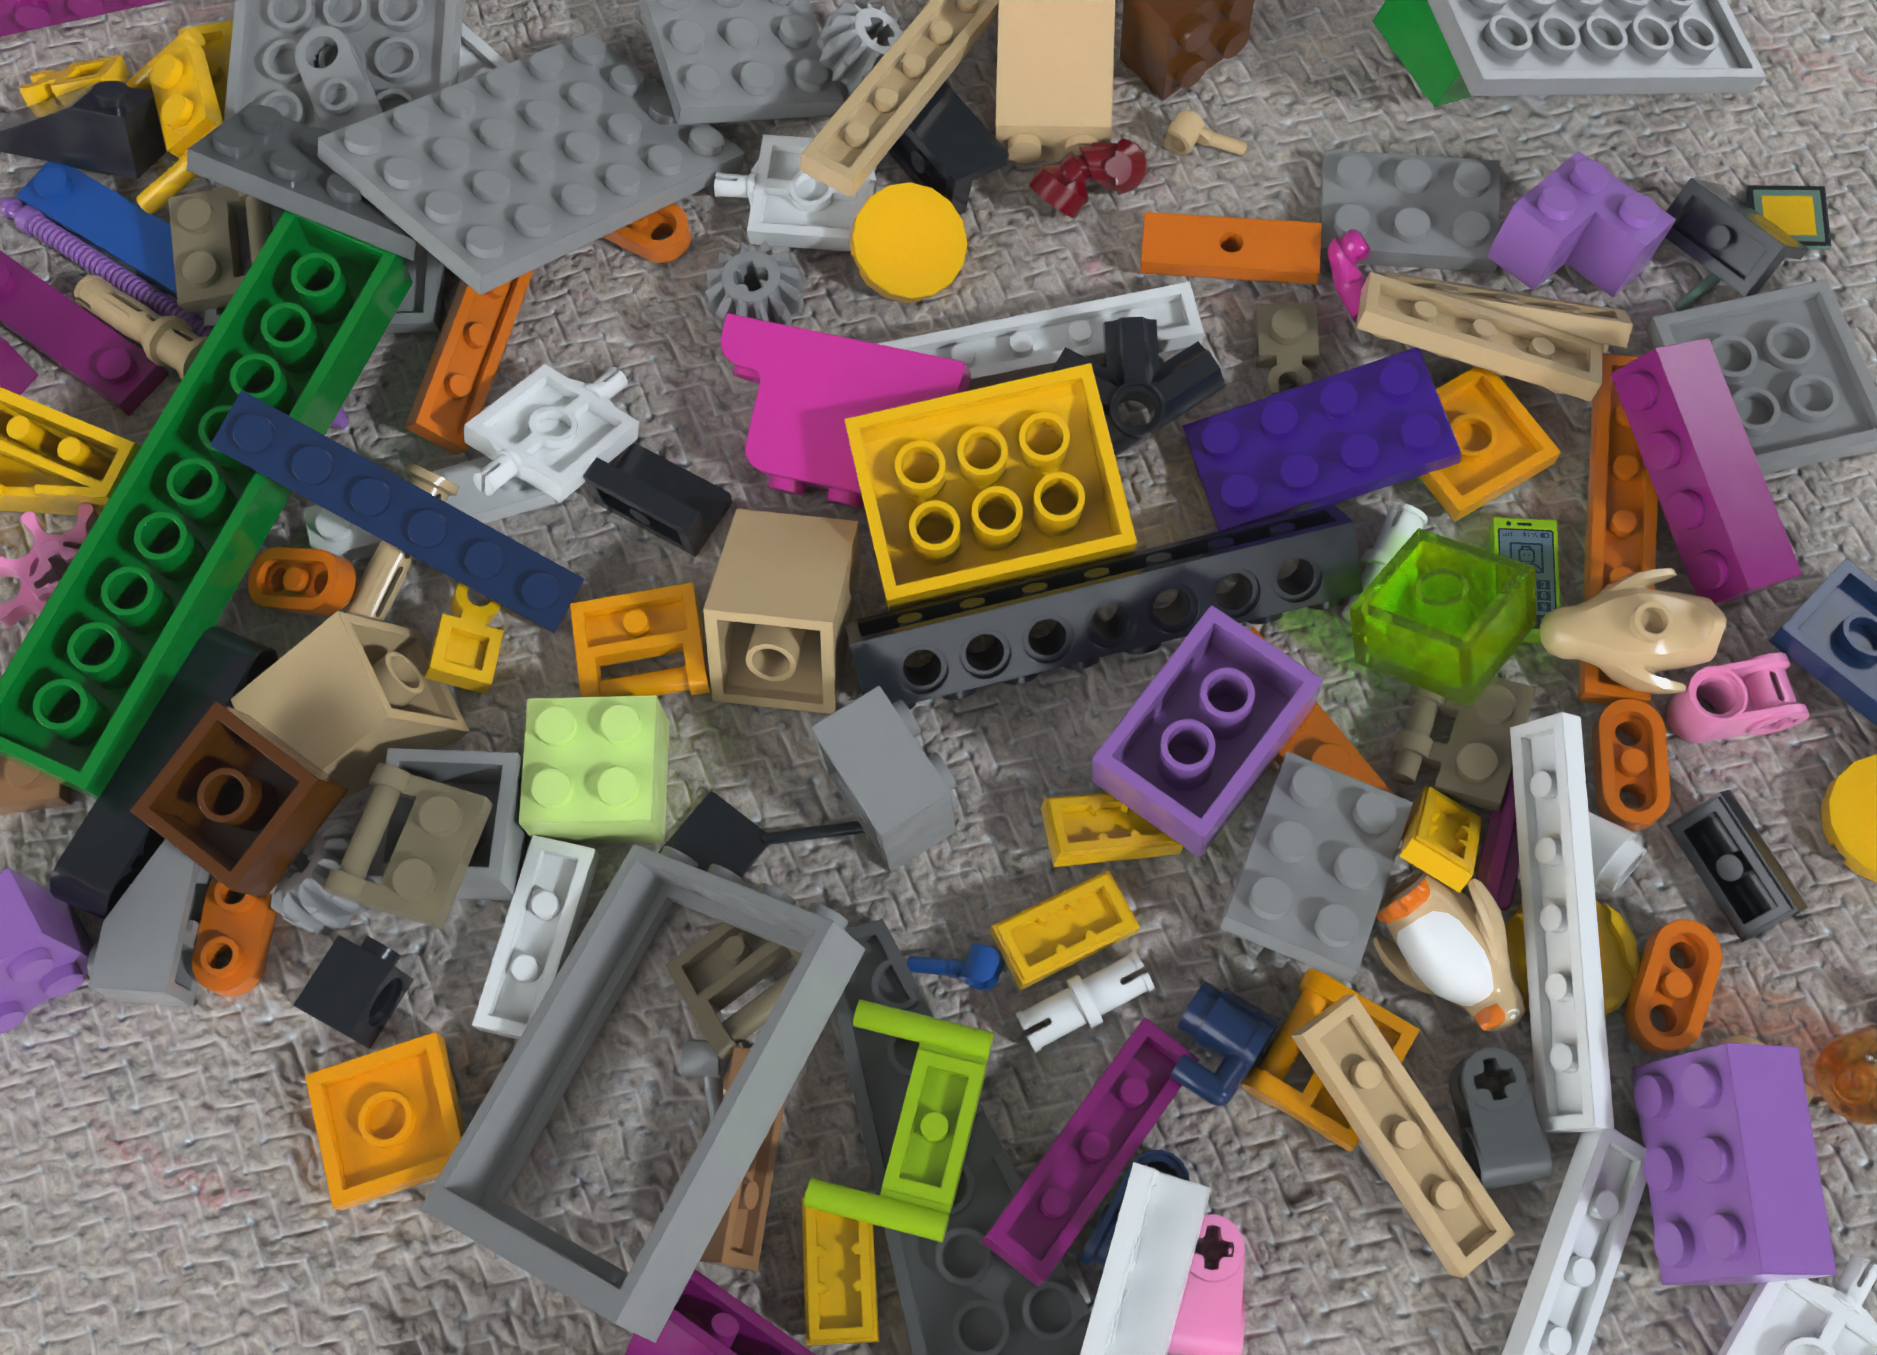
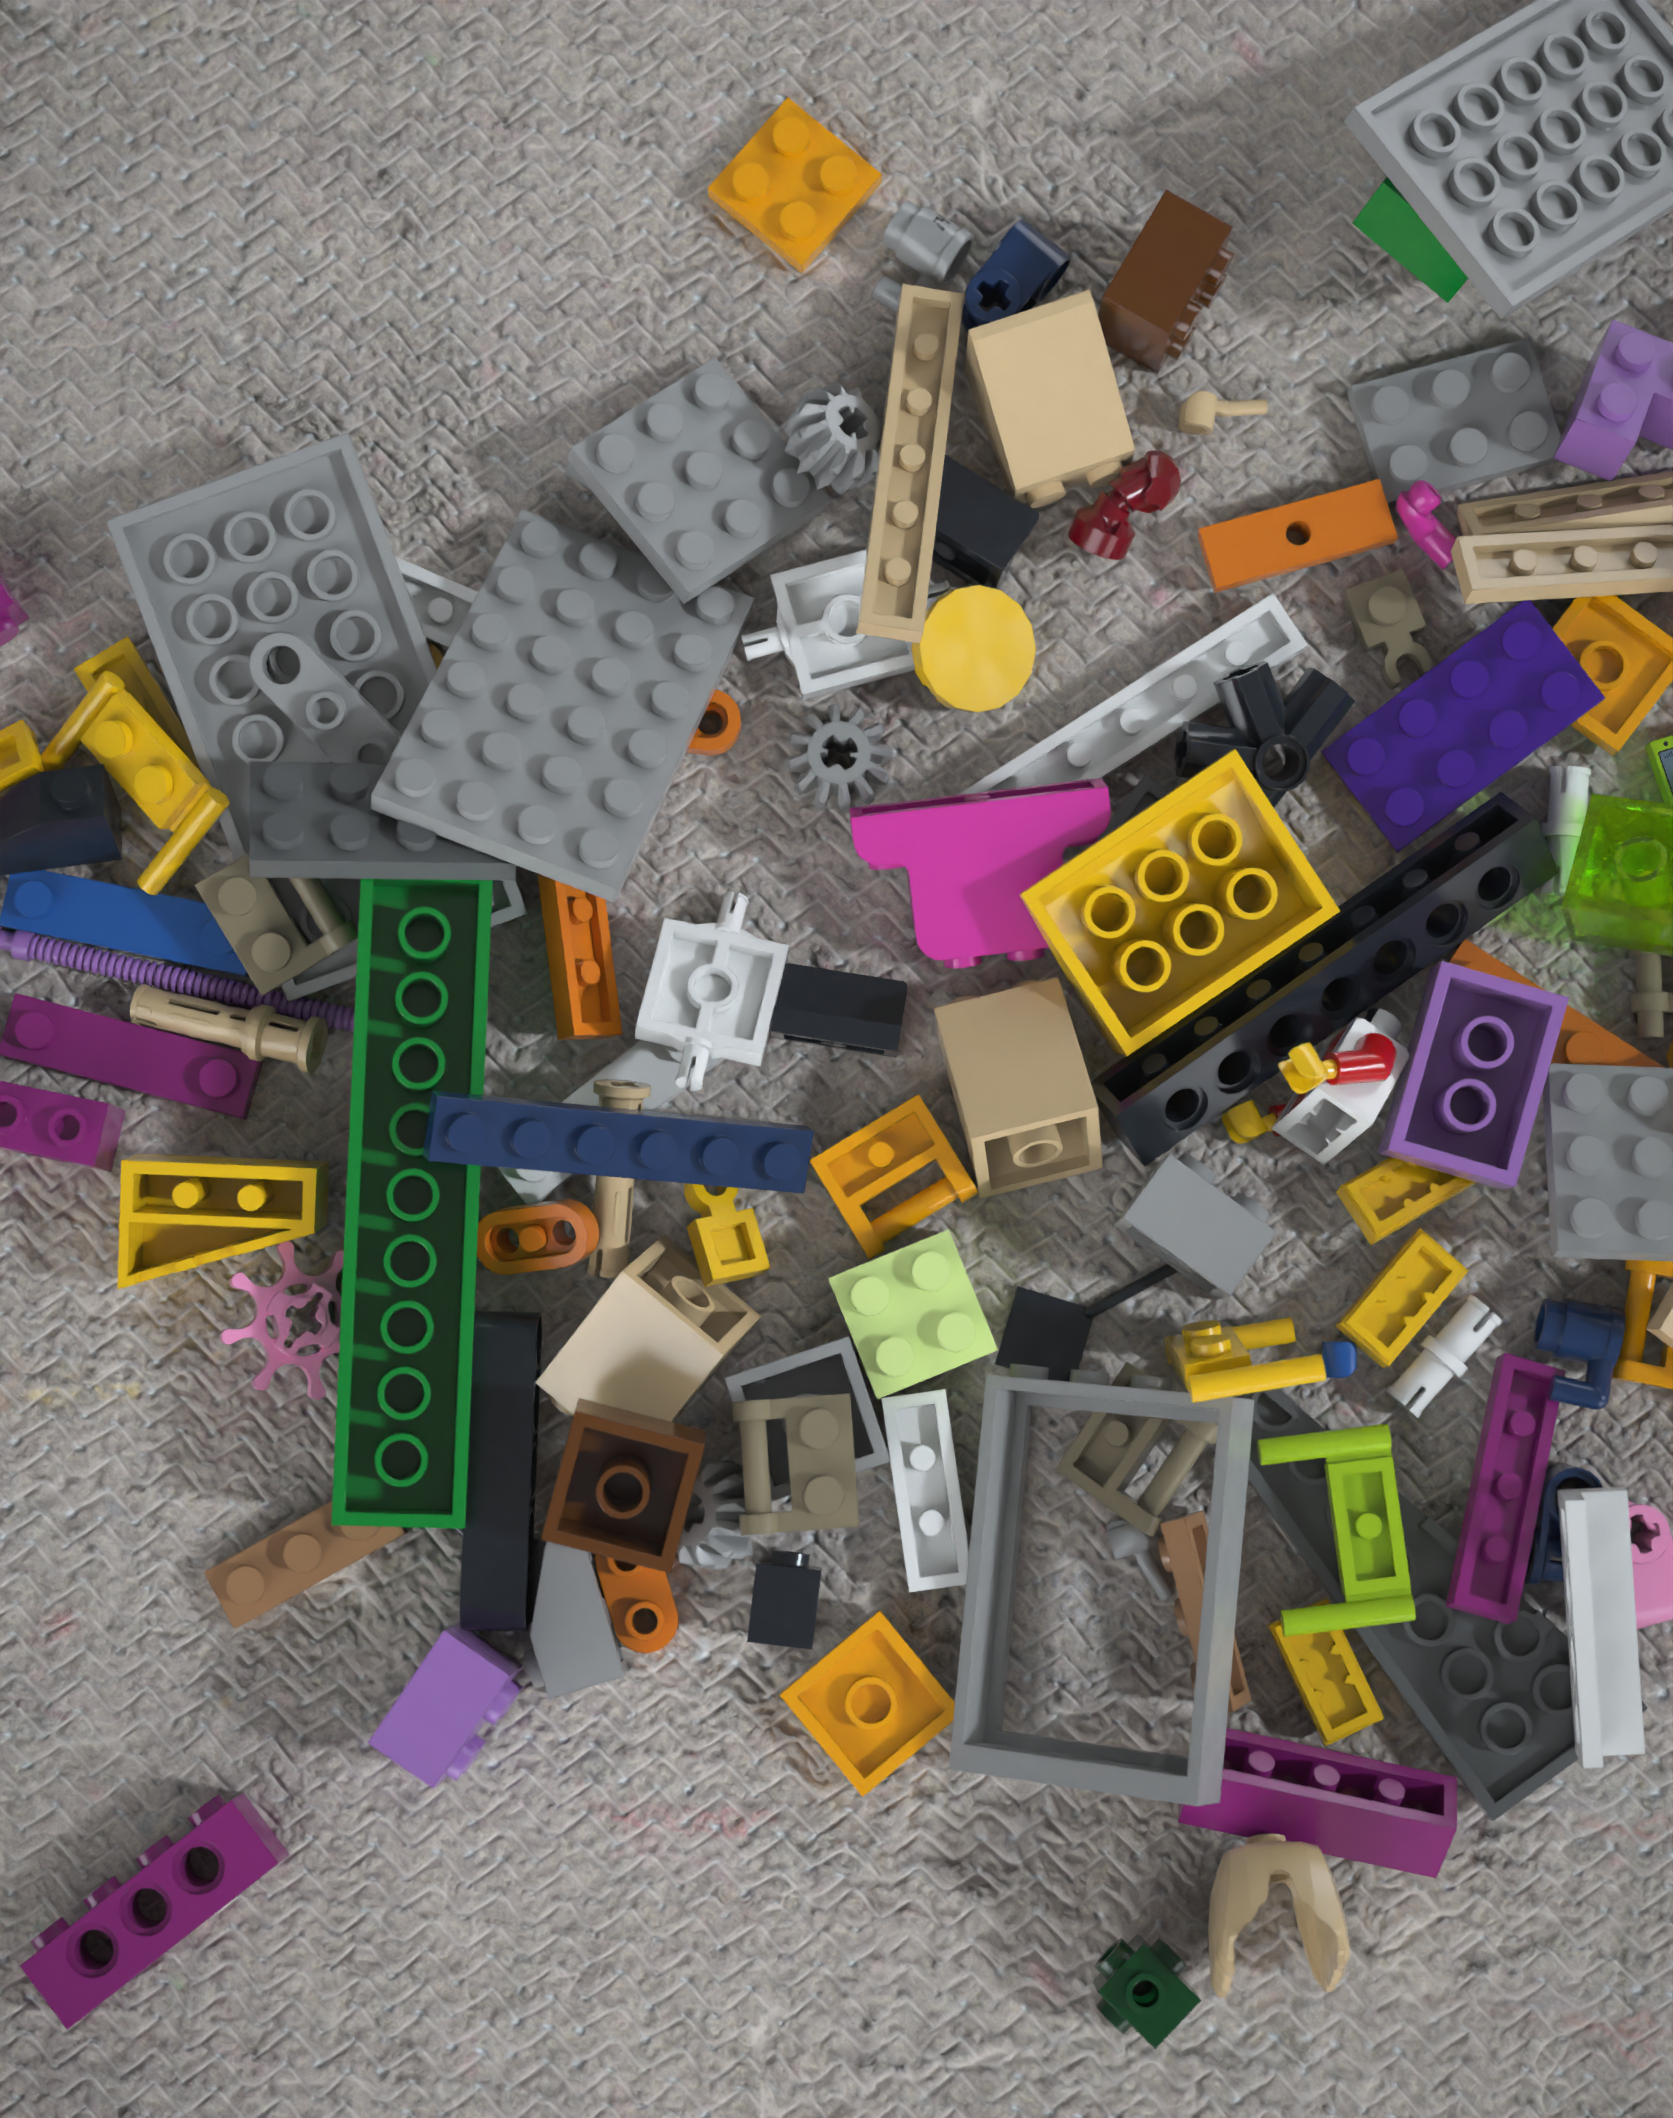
camera: 25 degrees left, 15 degrees up
(847, 897) = (1217, 1364): none -> yellow plate
(1069, 701) = (1334, 1092): none -> torso

